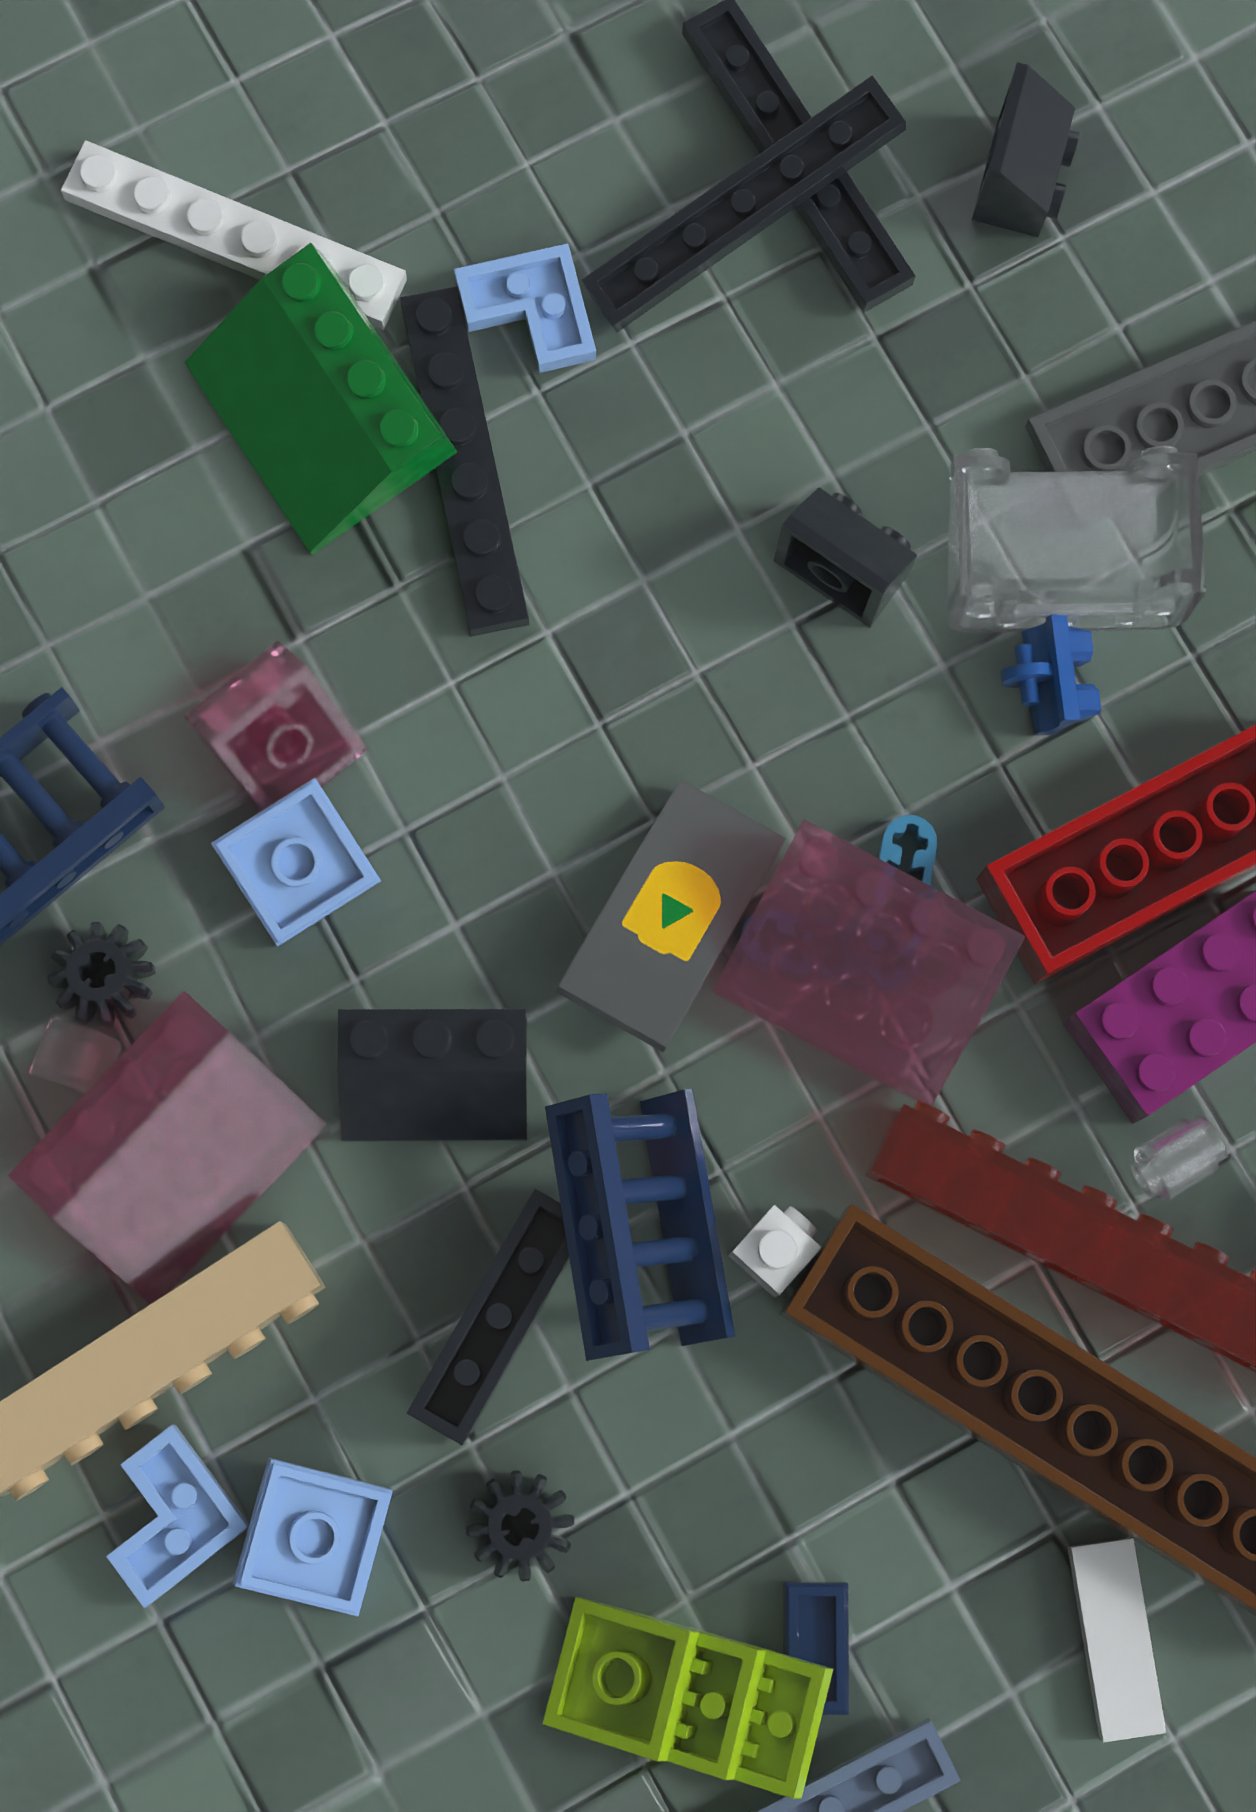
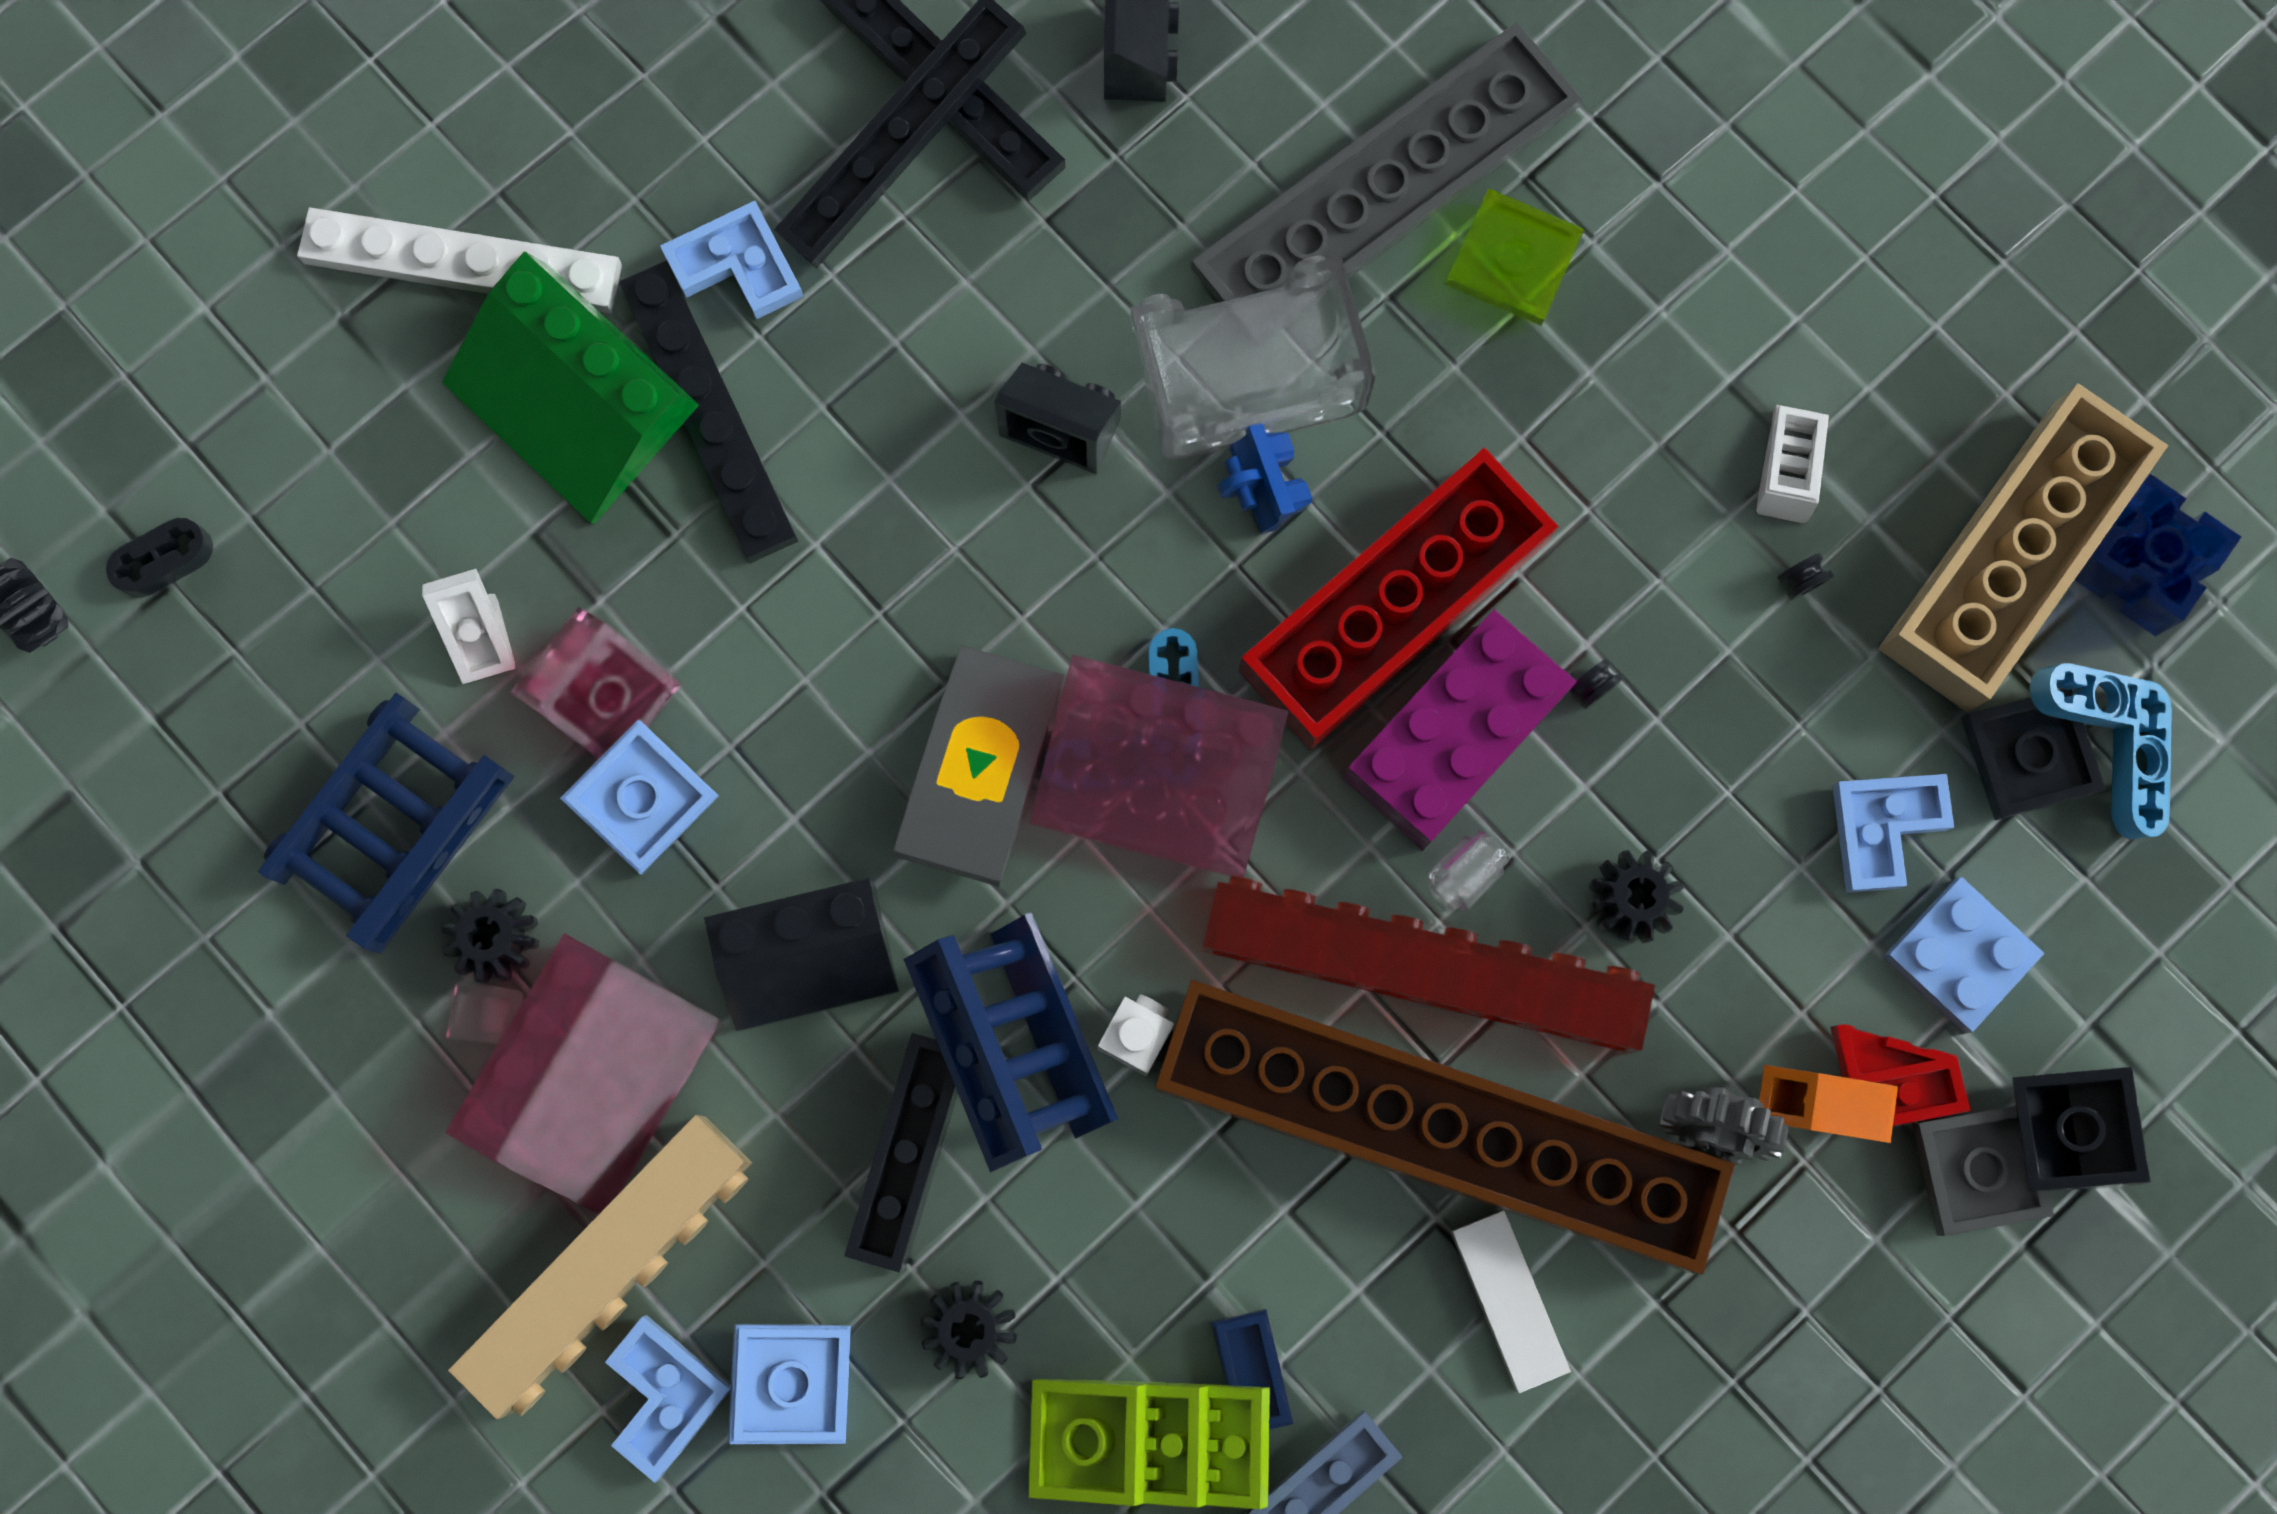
camera: 10 degrees left, 0 degrees up
(156, 633) = (469, 625): none -> white slope

